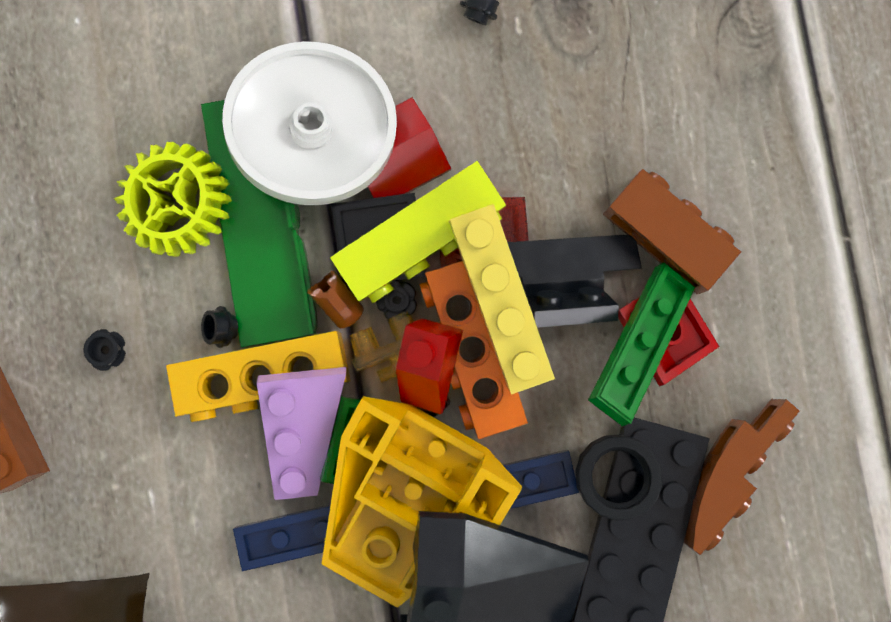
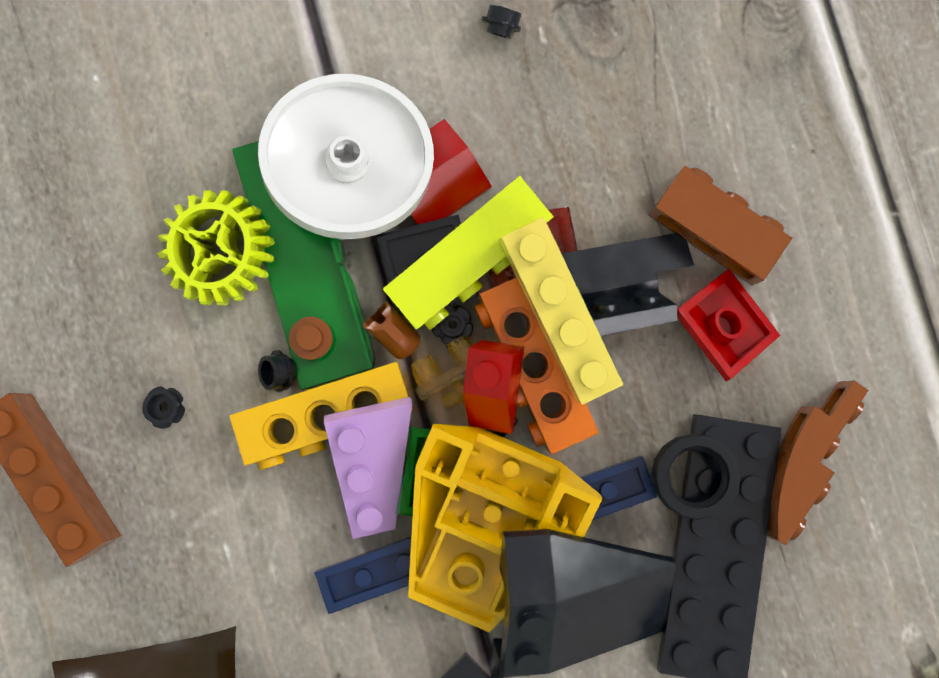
camera: 10 degrees left, 0 degrees up
(255, 298) = (310, 338): none -> dark orange plate
(641, 345) = (704, 341): green tile -> none

